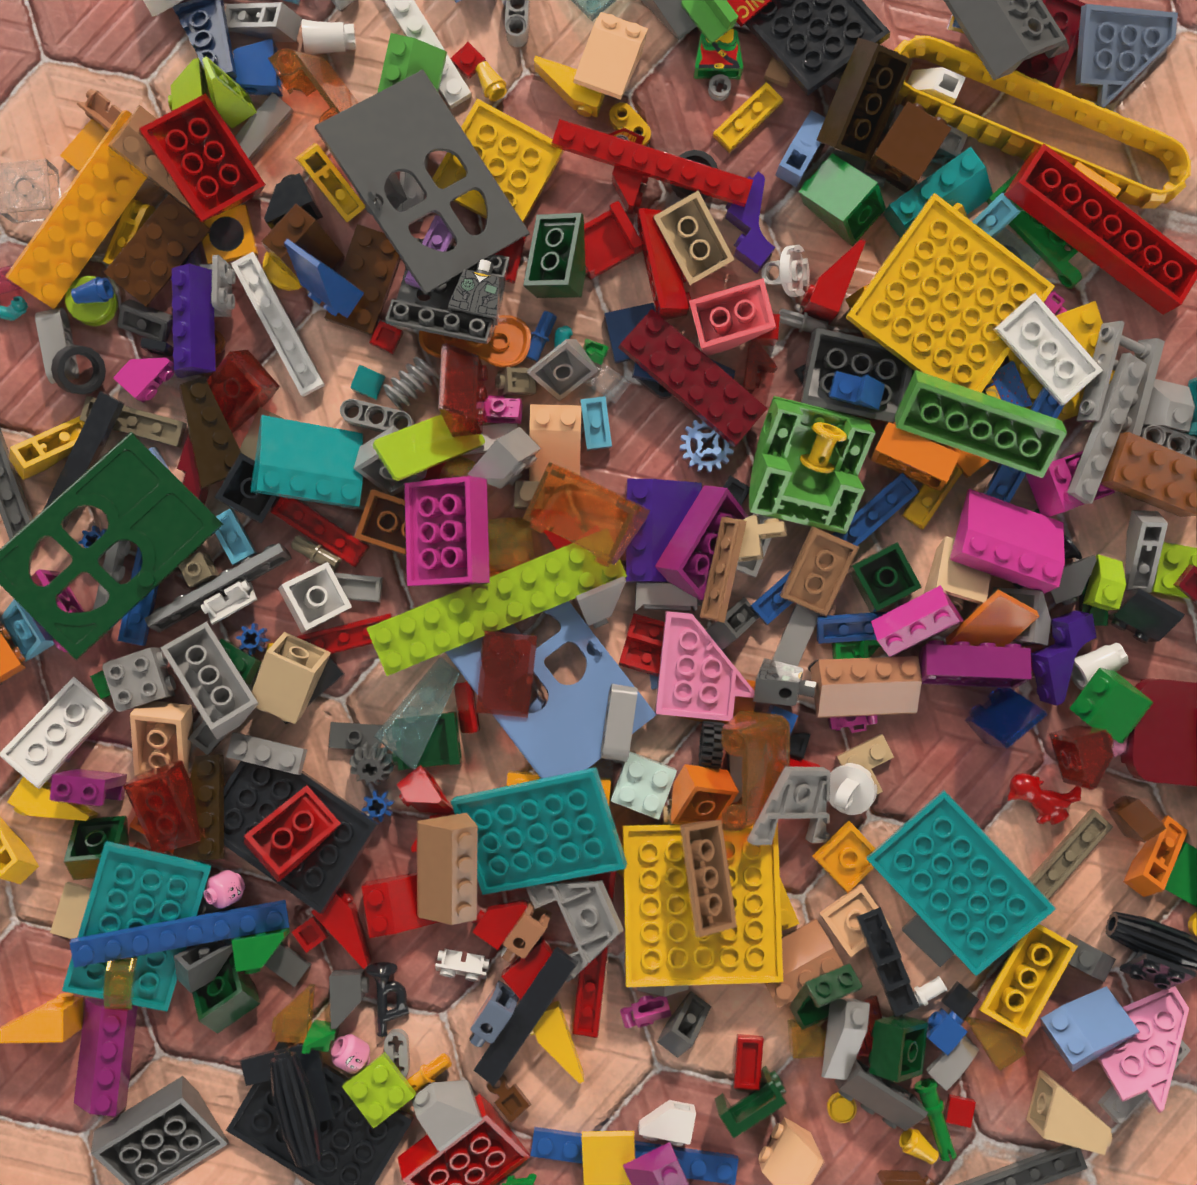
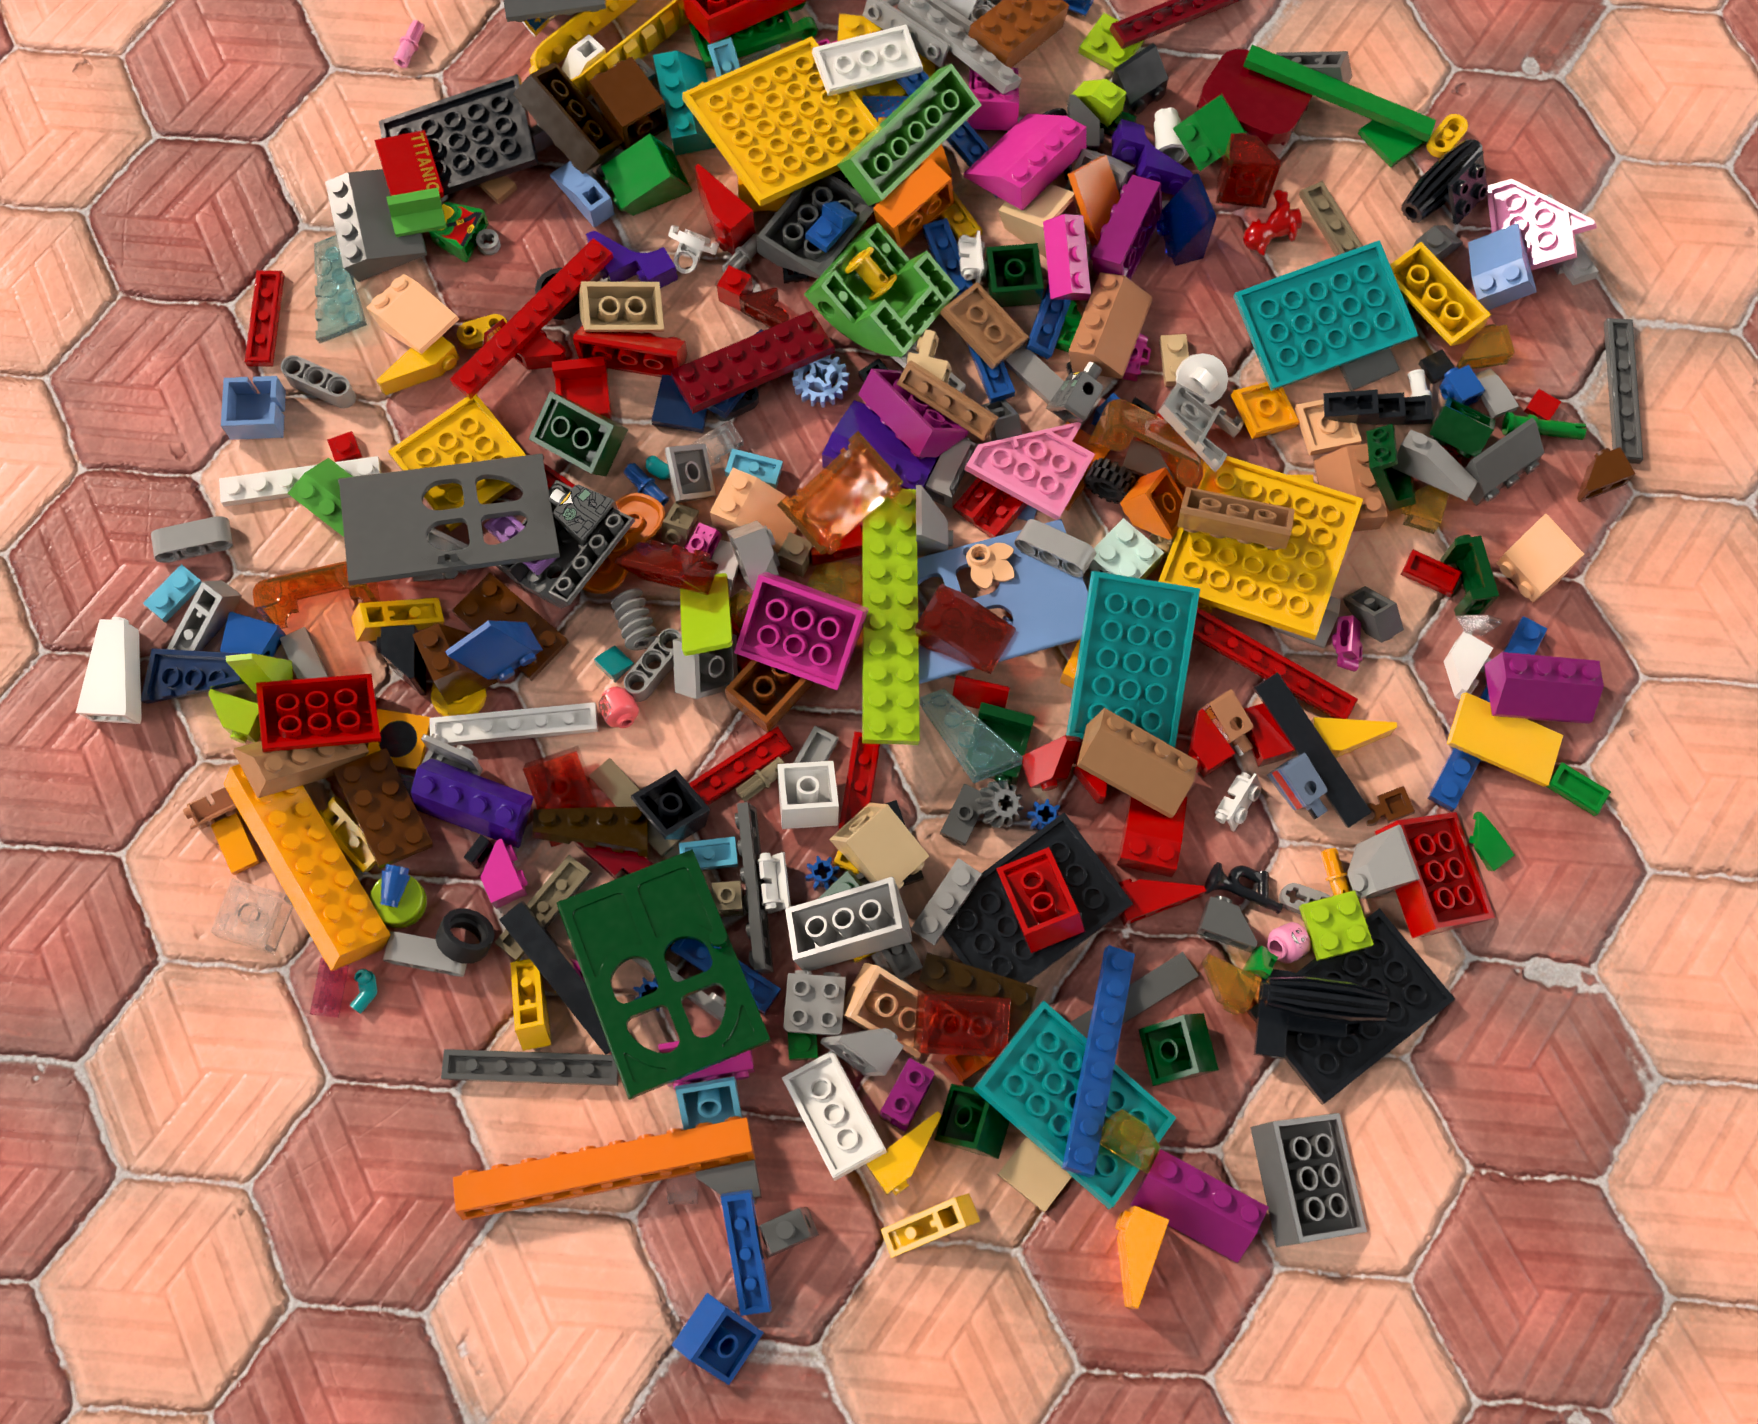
camera: 65 degrees left, 15 degrees down
(110, 738) = (866, 1051): none -> light grey slope
(144, 320) = (444, 857): dark grey slope -> none
(201, 963) = (1138, 1056): dark grey slope -> none
(224, 889) = (1070, 1001): bright pink head -> none
(256, 950) = (1146, 990): green slope -> none
(307, 462) = (671, 741): teal slope -> none
(310, 933) = (1149, 937): red plate -> none
(326, 405) = (618, 707): none -> coral head
(327, 37) = (253, 563): white plant -> none
(386, 337) = (577, 629): red tile -> none
(492, 84) = (380, 434): yellow cone -> none
(583, 674) = (993, 566): none -> light nougat plate
(587, 914) = (1229, 648): light grey wing -> none
(595, 351) = (686, 438): green tile -> none
(708, 1123) = (1478, 624): none -> clear slope
(732, 316) = (711, 304): coral slope -> none
(747, 117) = (528, 230): yellow tile -> none
(841, 1109) = (1504, 508): yellow piece -> none
(895, 529) = (973, 266): none -> white hinge
(916, 1145) = (1562, 453): yellow cone -> none
(1065, 1119) = (1572, 312): tan slope -> none
(1135, 819) = (1322, 157): reddish brown slope -> none
(1143, 548) = (1075, 59): light grey slope -> none
(1156, 859) = (1367, 158): orange slope -> none

